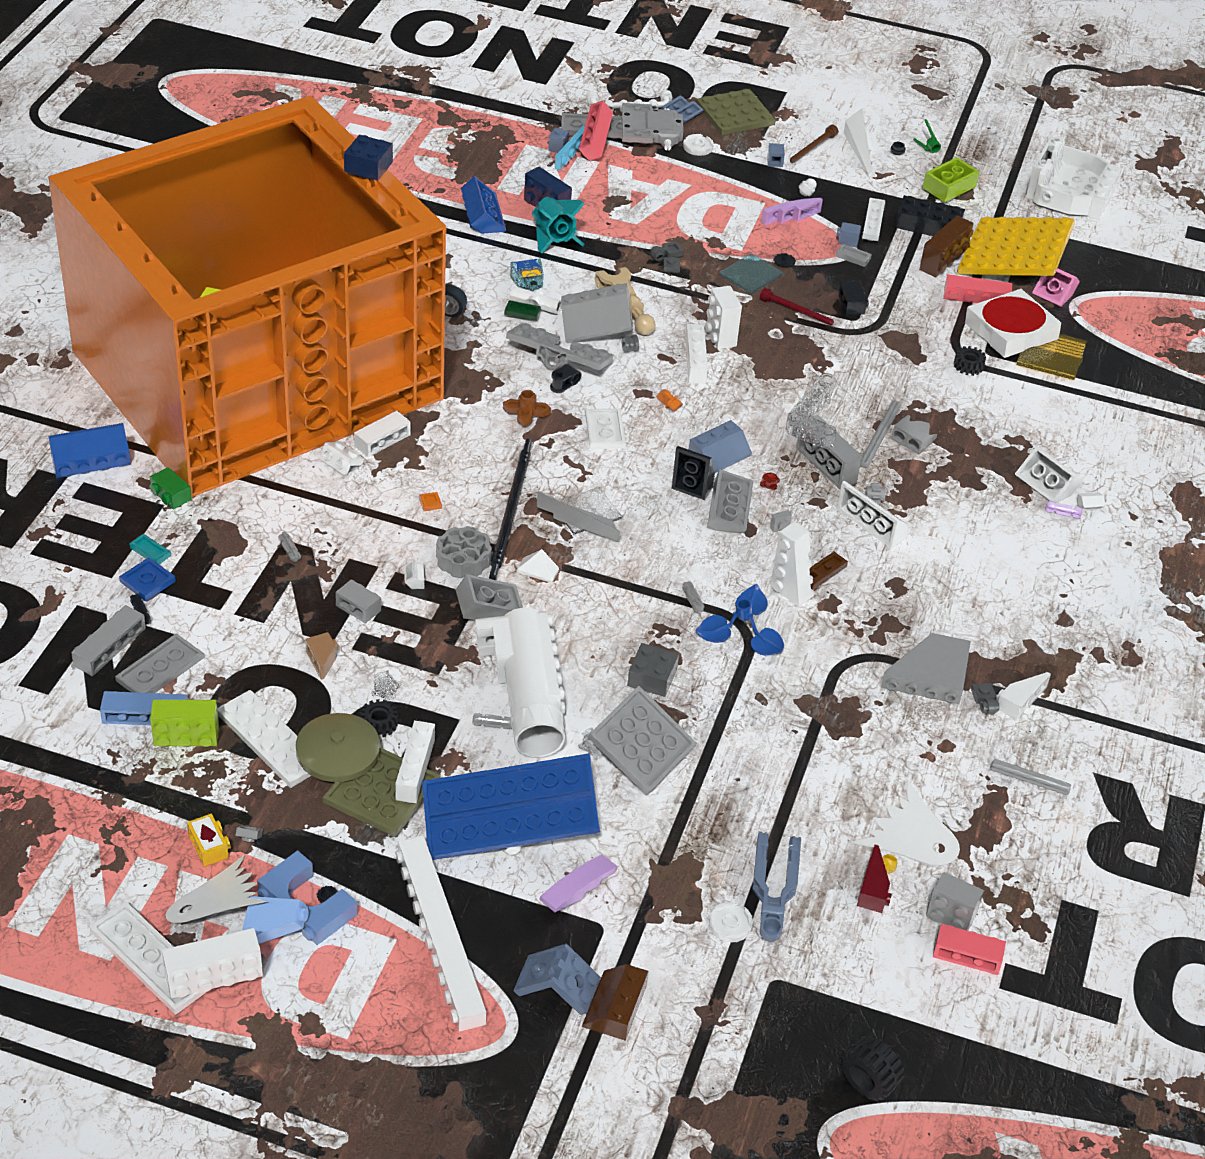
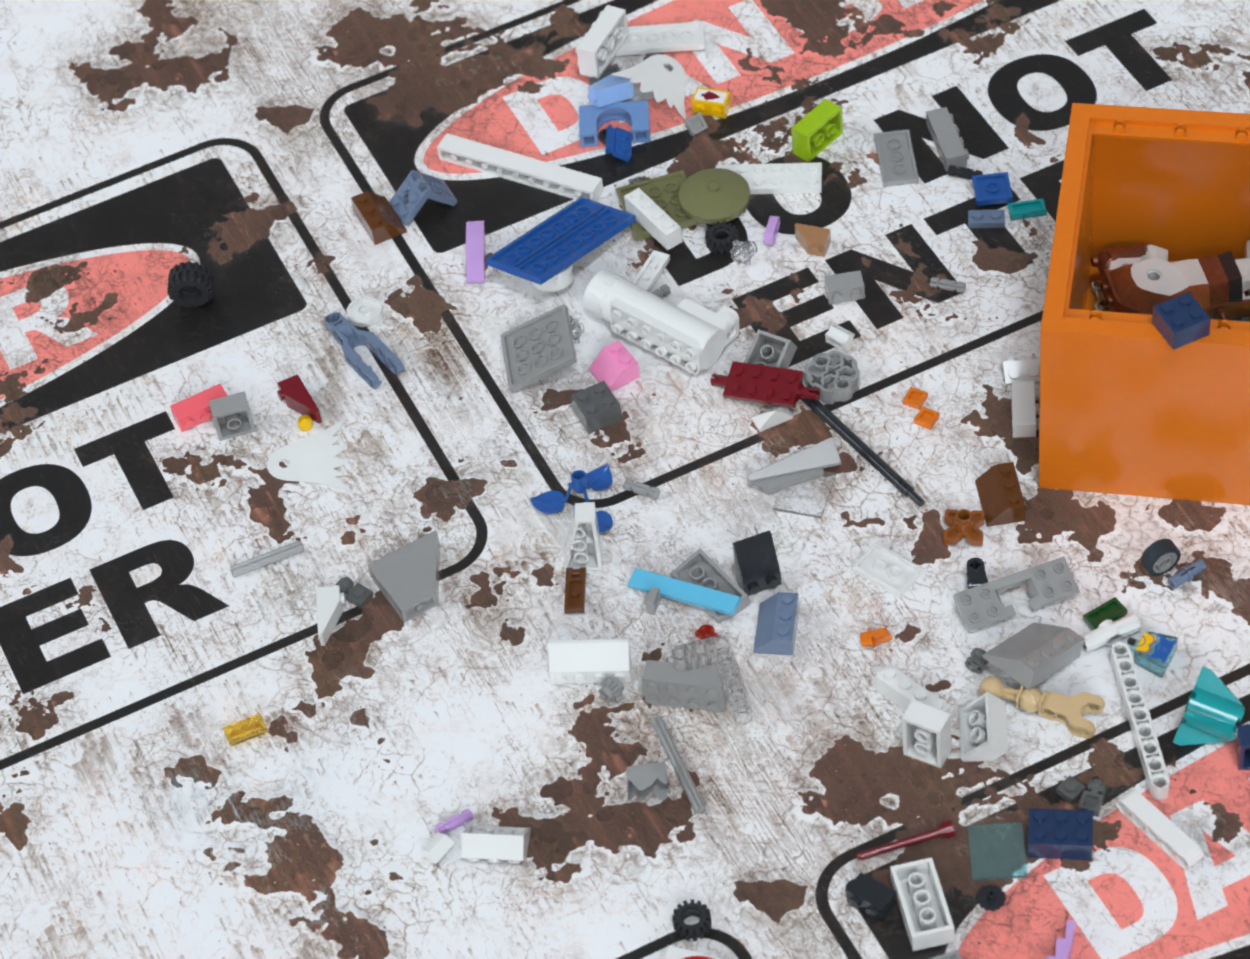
camera: 145 degrees right, 5 degrees up
(131, 707) = (859, 126): medium blue brick -> none
(185, 567) = (986, 218): none -> sand blue plate
(331, 873) = (618, 143): none -> blue plate
(336, 688) = (772, 230): none -> lavender beam
(443, 484) = (926, 418): none -> orange tile
(470, 739) = (651, 270): none -> white plate
(476, 403) = (1001, 495): none -> reddish brown slope
(520, 575) = (764, 385): none -> dark red plate
(587, 257) = (1143, 729): none -> white beam
(599, 689) = (615, 366): none -> bright pink slope
(655, 217) = (1160, 829): none -> white beam
(677, 313) = (983, 729): none -> white slope
(711, 247) = (1060, 834): none -> dark blue brick
(754, 507) = (685, 592): none -> medium azure tile
(831, 268) = (922, 904): none -> white brick
(1163, 667) = (245, 730): none -> clear yellow plate

